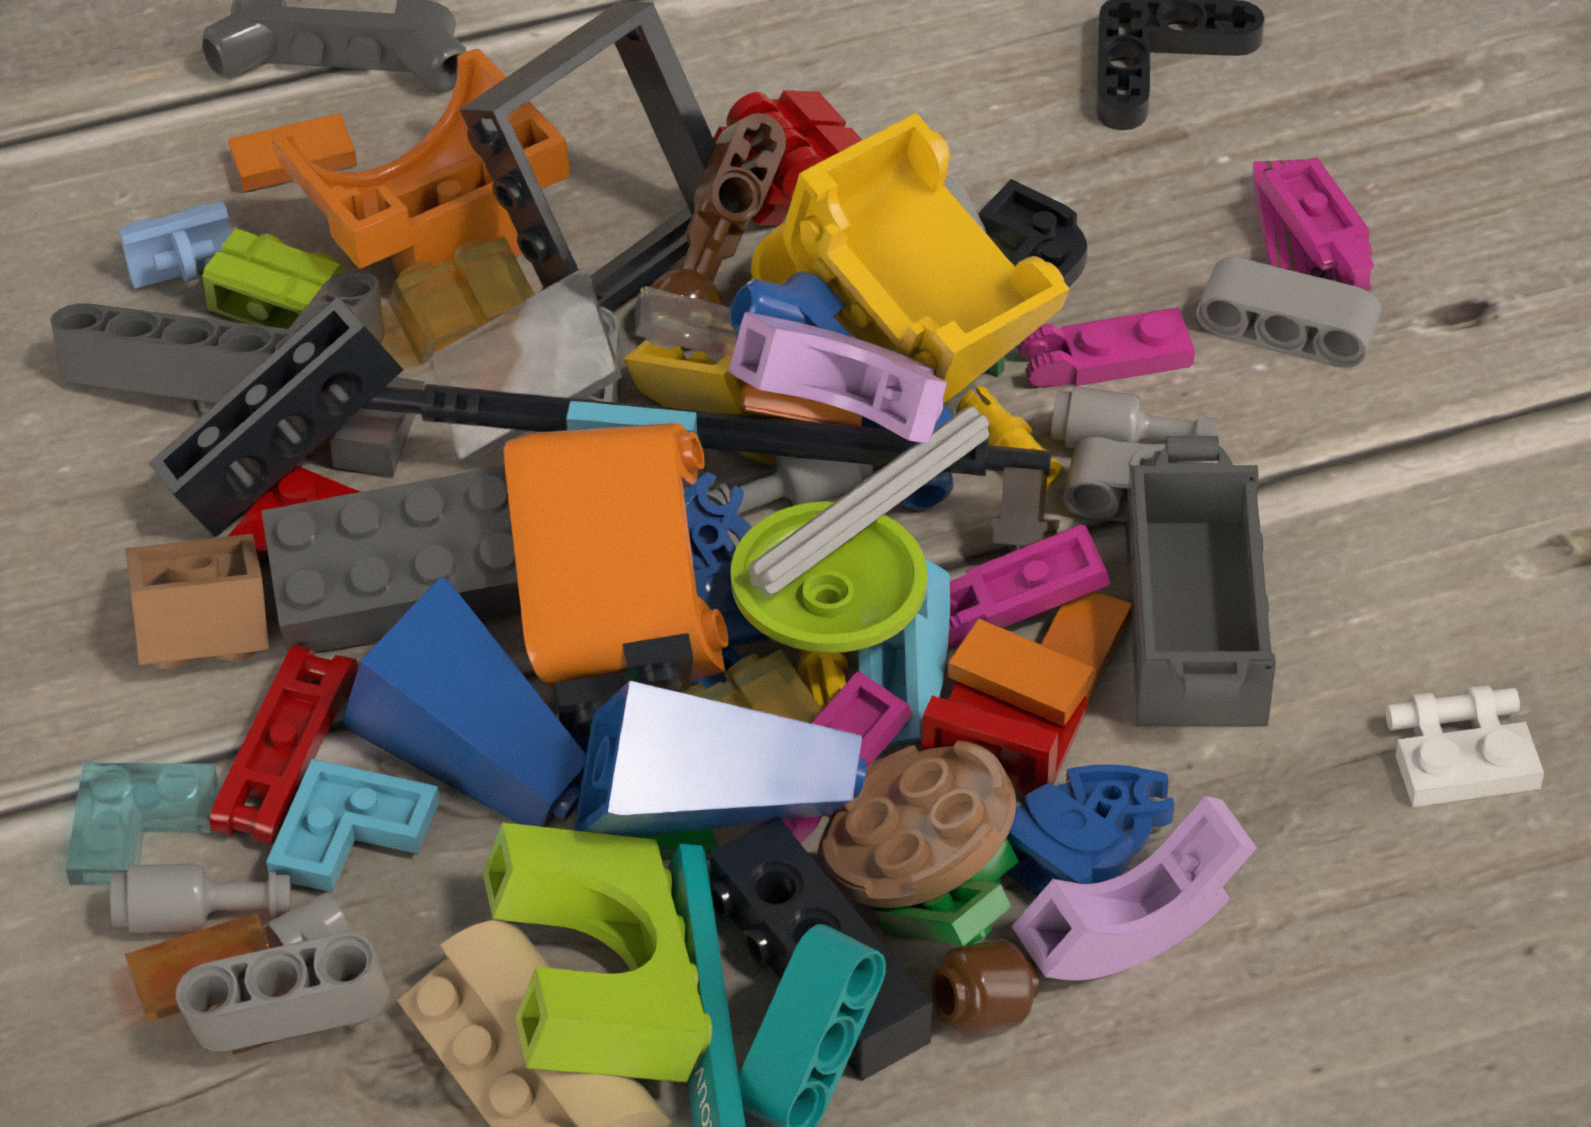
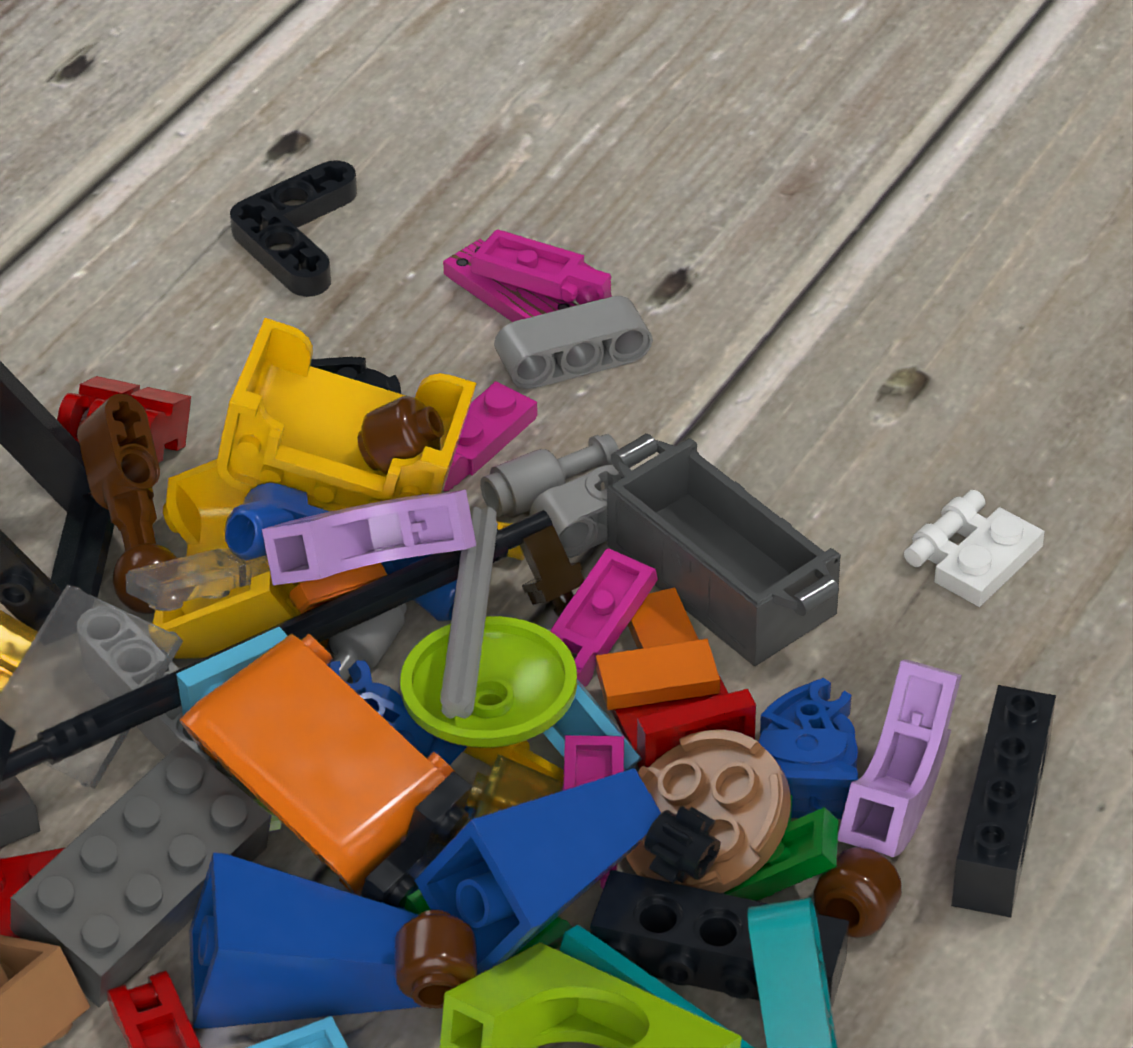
camera: 40 degrees left, 5 degrees down
(537, 786) = (434, 957): none -> reddish brown head
(846, 834) = (682, 844): none -> black gear
(960, 292) = (399, 432): none -> reddish brown head
(1208, 995) = (1003, 801): none -> black brick

